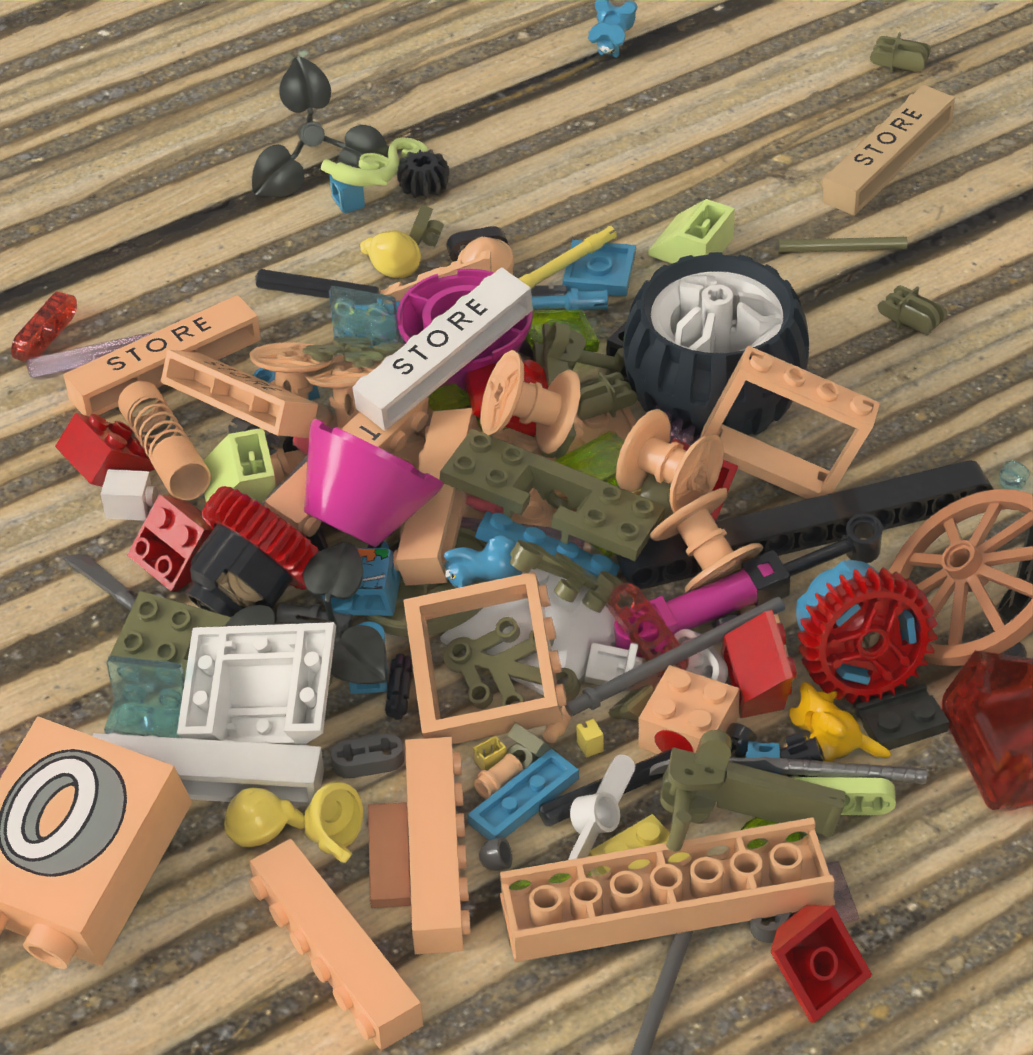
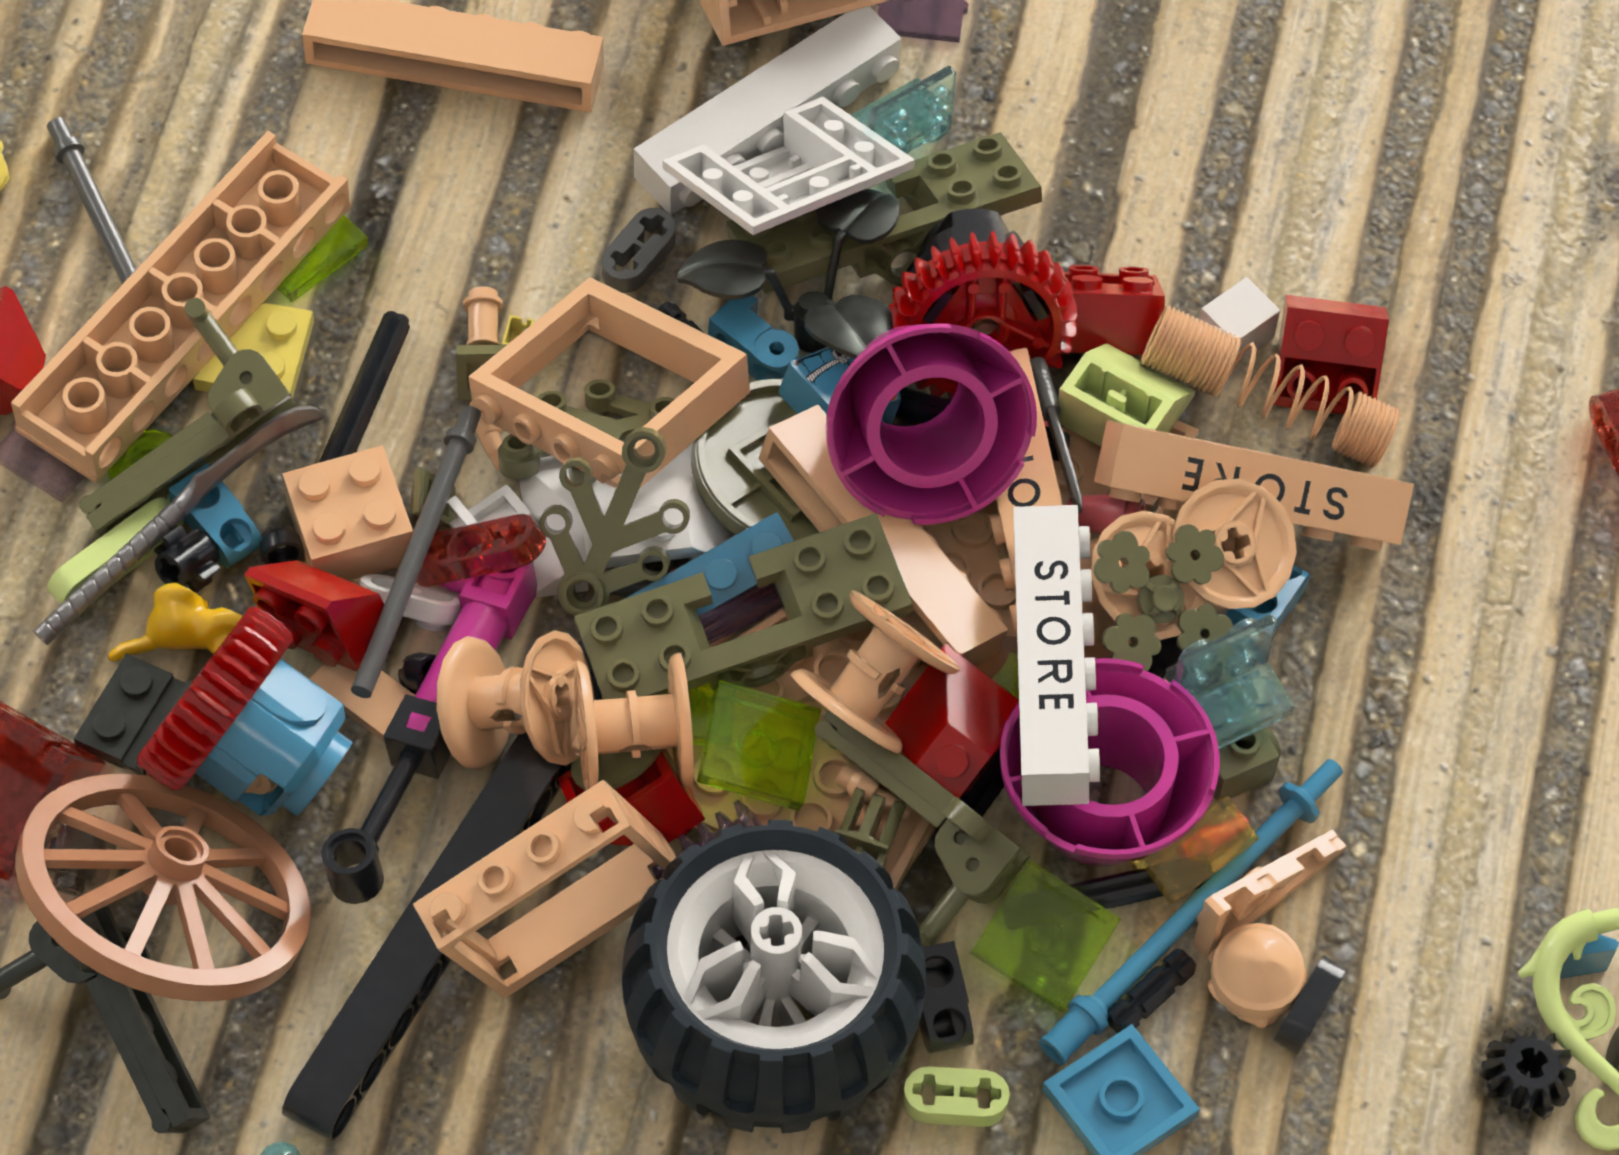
camera: 130 degrees right, 15 degrees up
(75, 357) = (1534, 473): axle -> none
(102, 578) = (1129, 230): dark grey piece -> none
(213, 332) = (1446, 525): light nougat brick -> none
(258, 817) = (657, 102): light yellow hat -> none
(304, 284) = (1421, 782): black axle -> none
(334, 819) = (584, 147): light yellow hat -> none
(389, 855) = (505, 174): nougat tile -> none
(392, 253) = (1397, 902): light yellow hat -> none
(424, 228) = (1406, 974): olive tile -> none
(434, 846) = (465, 201): light nougat brick -> none
(469, 566) = (708, 475): dark azure animal -> none
(496, 854) = (389, 248): dark grey hinge -> none
(523, 795) = (434, 317): dark azure plate -> none
(588, 246) = (1156, 1100): light yellow piece -> none
(590, 738) = (433, 429): light yellow piece -> none
(600, 811) = (340, 345): white piece -> none

